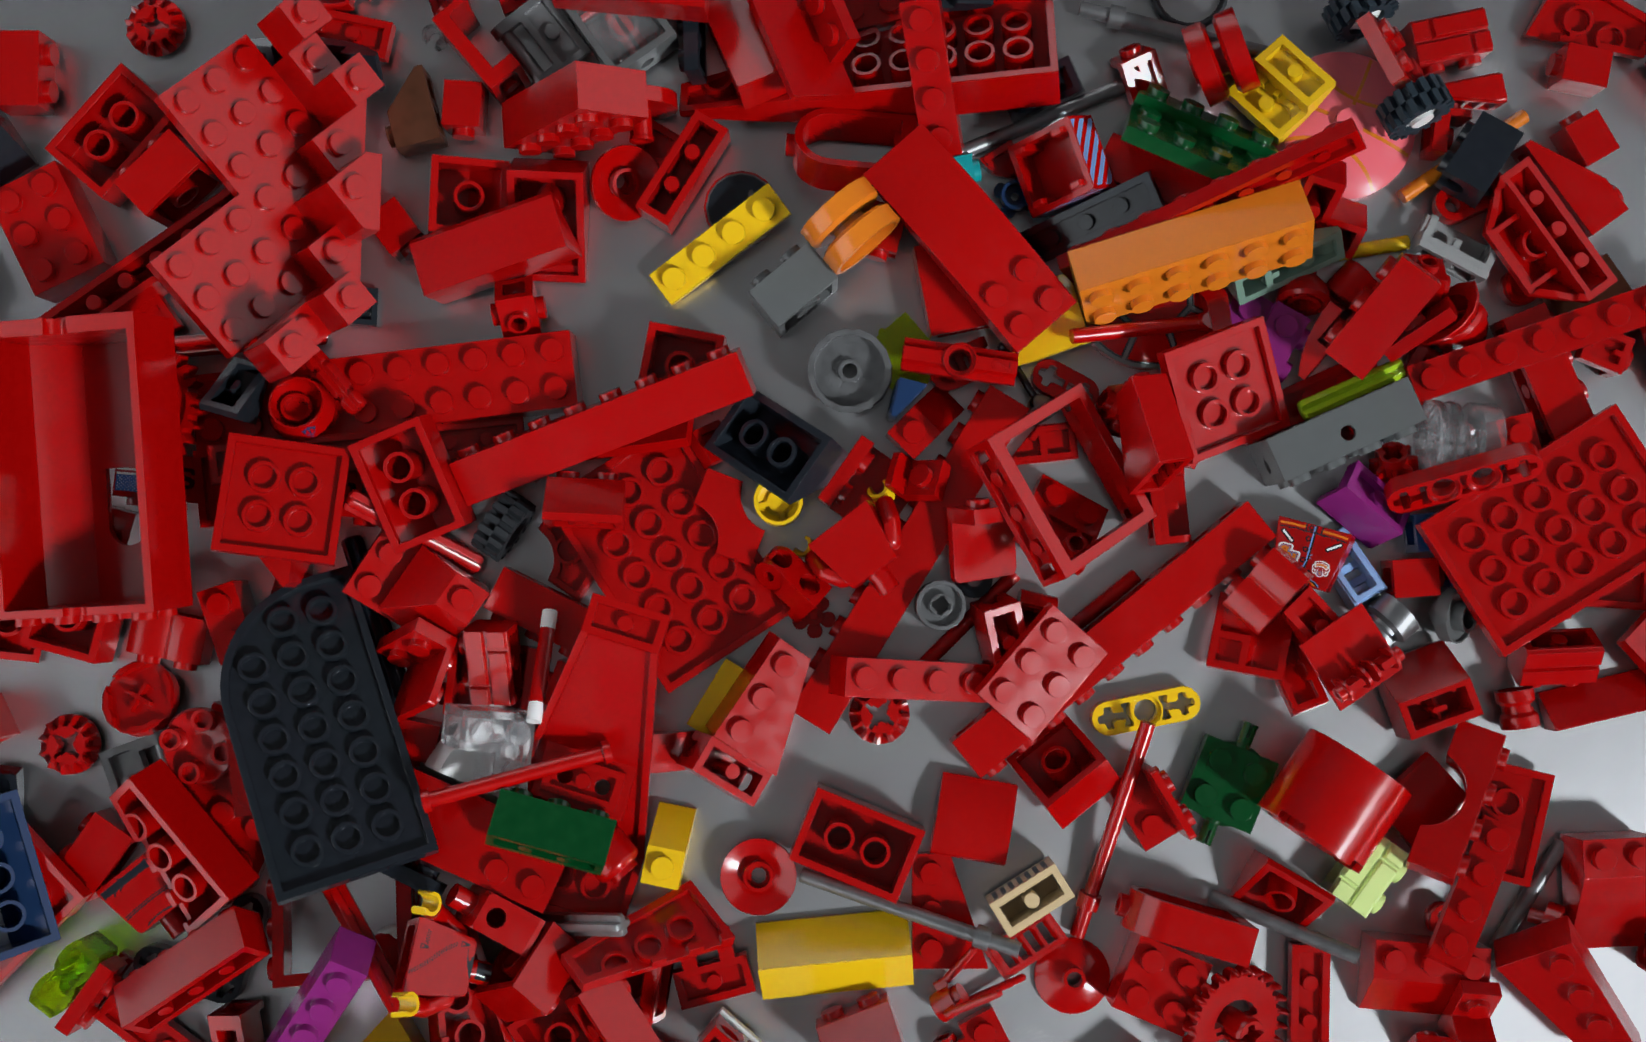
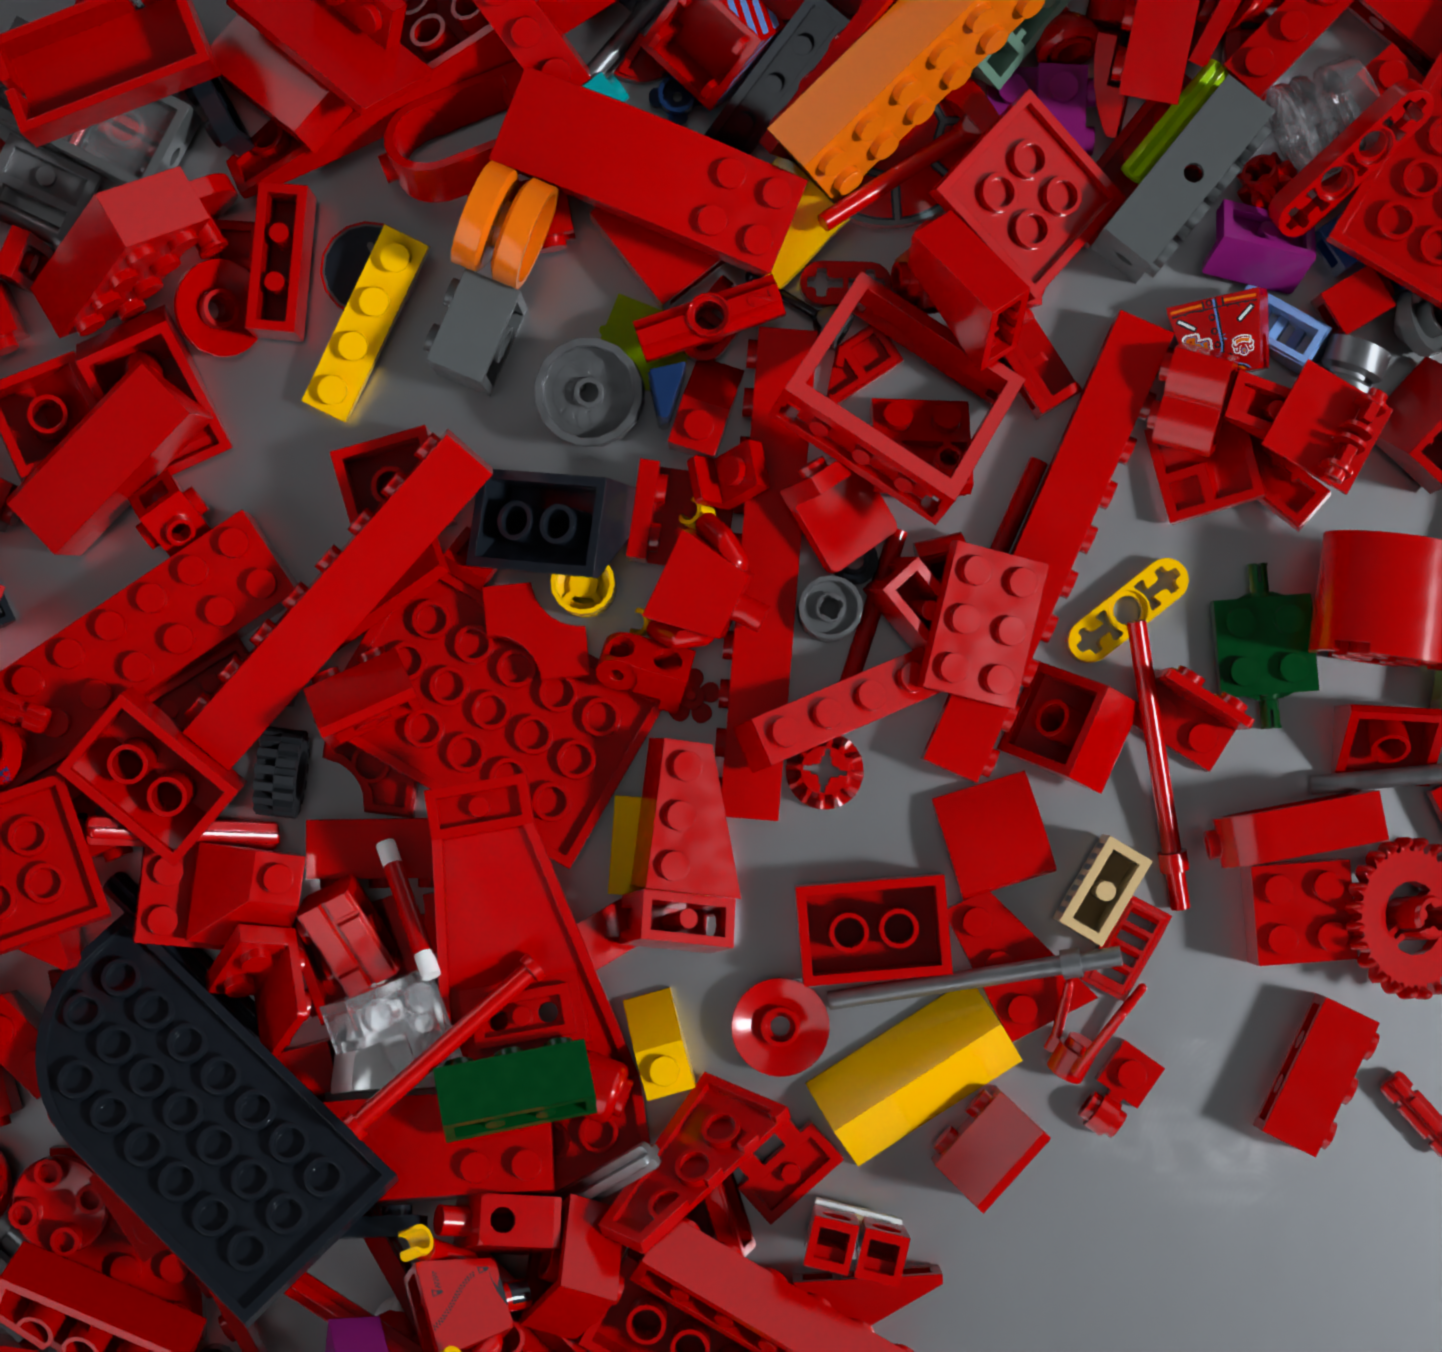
camera: 20 degrees left, 0 degrees up
(1072, 956) = (1173, 958): red dish -> none

